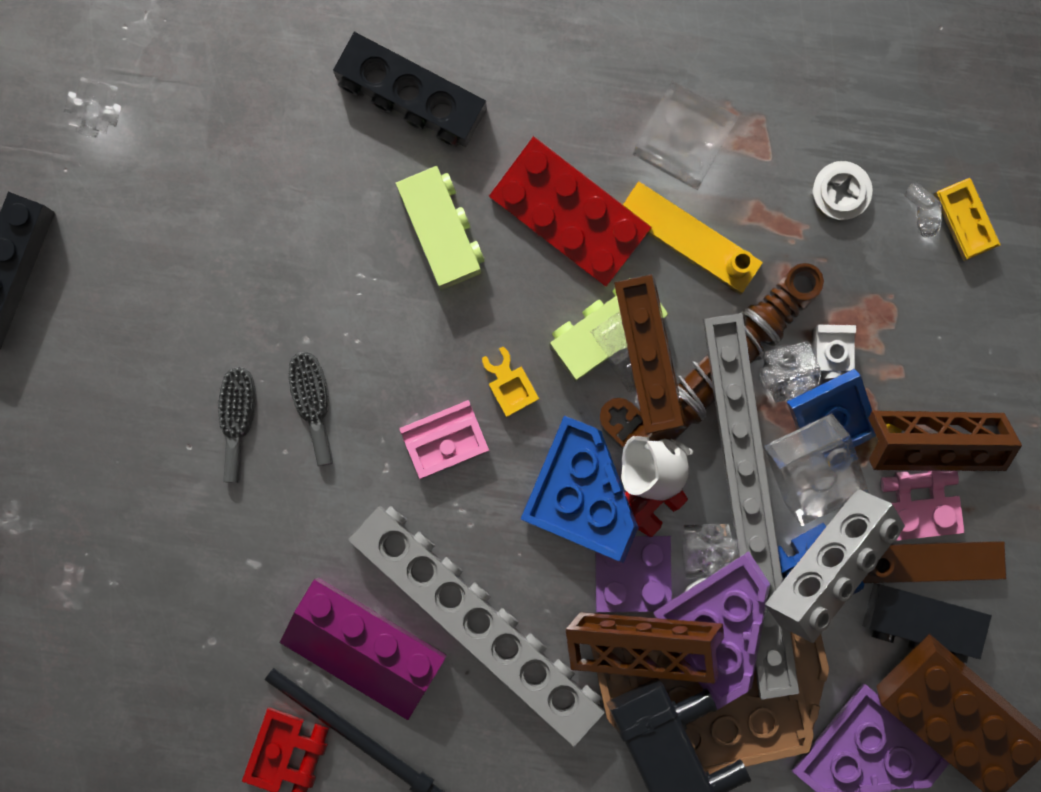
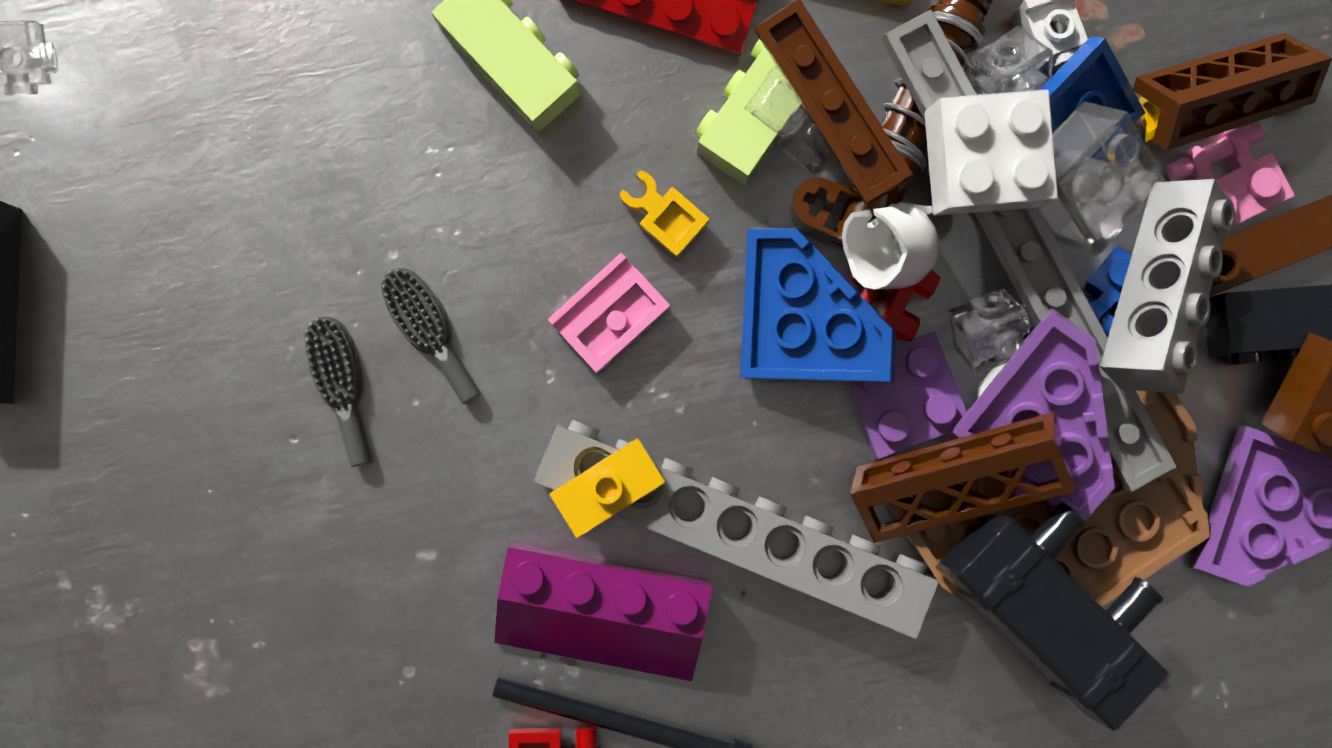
camera: 20 degrees left, 0 degrees up
(397, 563) = (607, 488): none -> yellow plate
(742, 430) = (990, 152): none -> white brick

